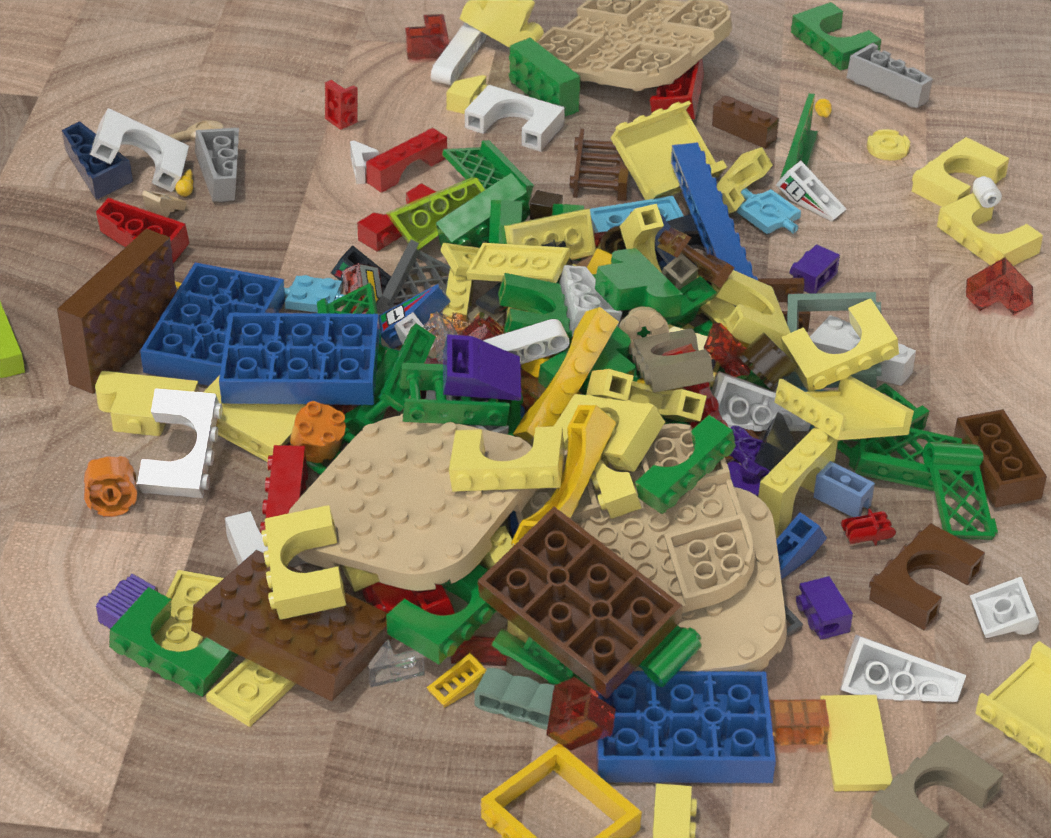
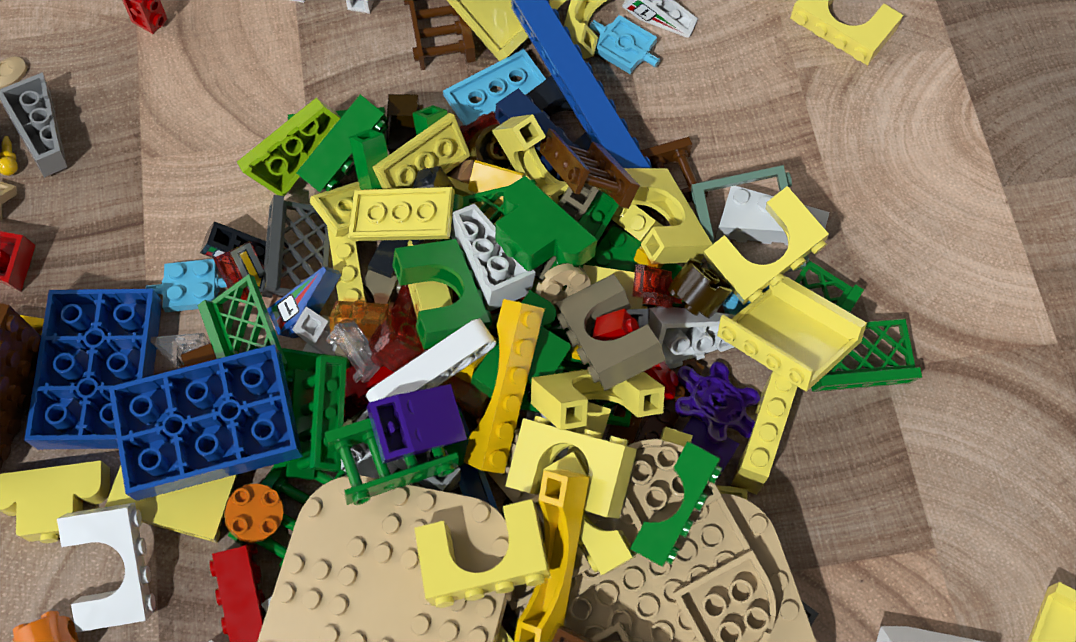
camera: 15 degrees left, 25 degrees up
(359, 155) = (188, 77): white slope -> none
(378, 229) = (227, 175): red arch -> none
(387, 168) = (219, 83): red arch -> none
(488, 167) = (339, 58): green fence -> none
(775, 443) = (732, 389): black slope -> none
(798, 543) = (787, 507): blue slope -> none
(816, 268) = (692, 114): dark purple brick -> none
(824, 608) = (835, 589): dark purple brick -> none
(843, 489) = (813, 423): medium blue brick -> none
(868, 528) = (847, 461): red arm -> none
(929, 550) = (894, 537): reddish brown arch -> none
(954, 460) = (915, 360): green piece -> none
(1000, 283) = (881, 95): clear red brick -> none
(1005, 609) = (1009, 539): white slope -> none
(1008, 465) = (948, 333): reddish brown brick -> none

